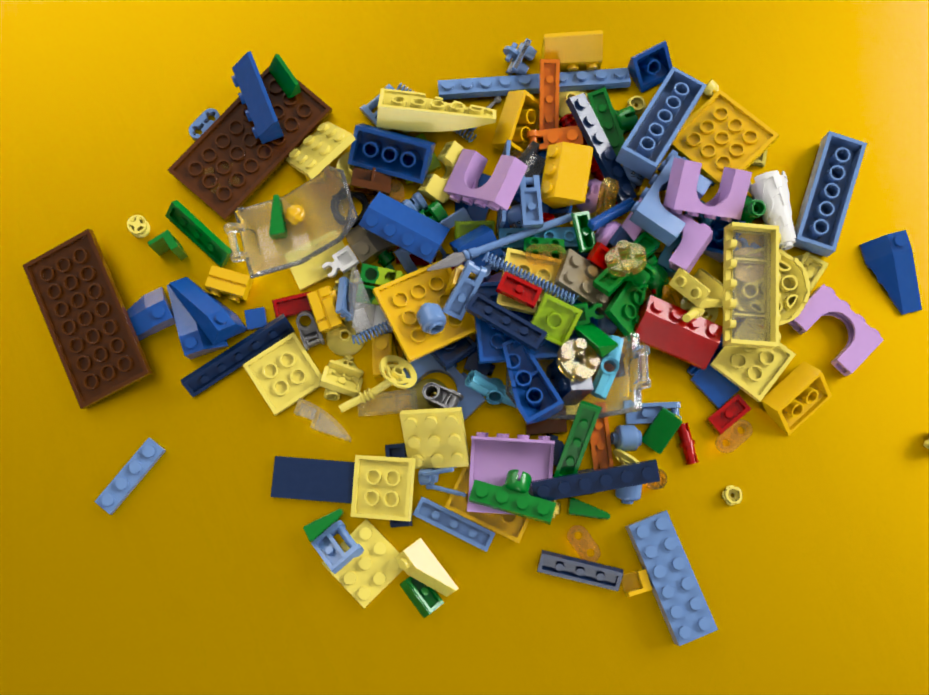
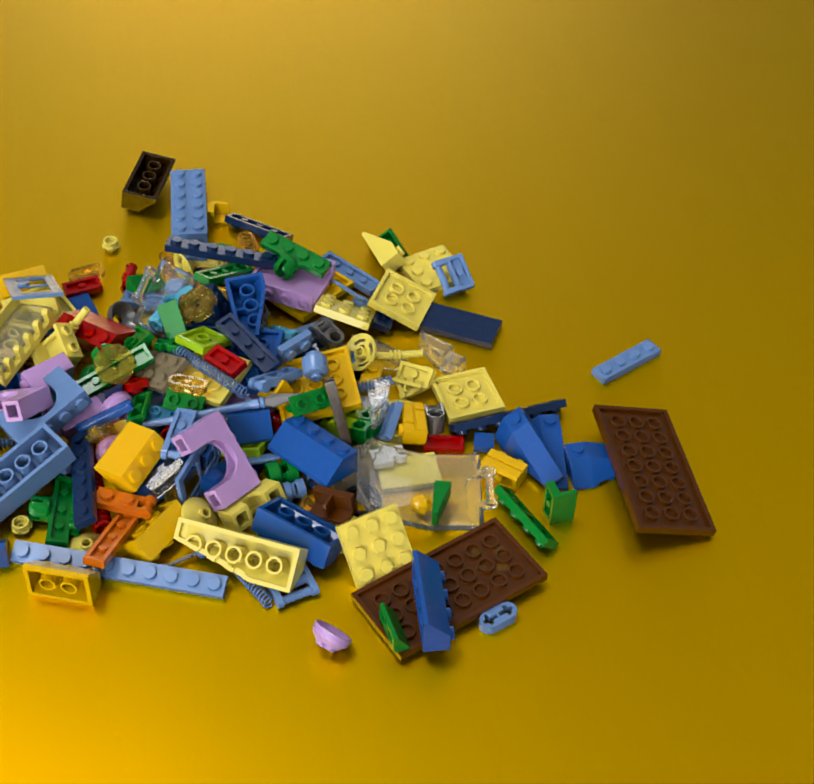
camera: 165 degrees left, 35 degrees down
(135, 223) = (588, 533): light yellow wheel -> none
(318, 526) = (468, 293): green slope -> none
(330, 66) = (330, 636): none -> lavender piece
(390, 267) = (338, 411): none -> dark brown beam
(416, 273) = (308, 402): none -> green hinge
(457, 350) = (294, 346): none -> medium blue plate
(489, 145) = (199, 510): none -> light yellow dish
(516, 64) = (123, 595): medium blue hips -> none
(658, 371) = (123, 312): none -> flat silver piece
(737, 609) = (146, 181): none -> dark brown slope
(781, 349) = (22, 282): none -> medium blue door

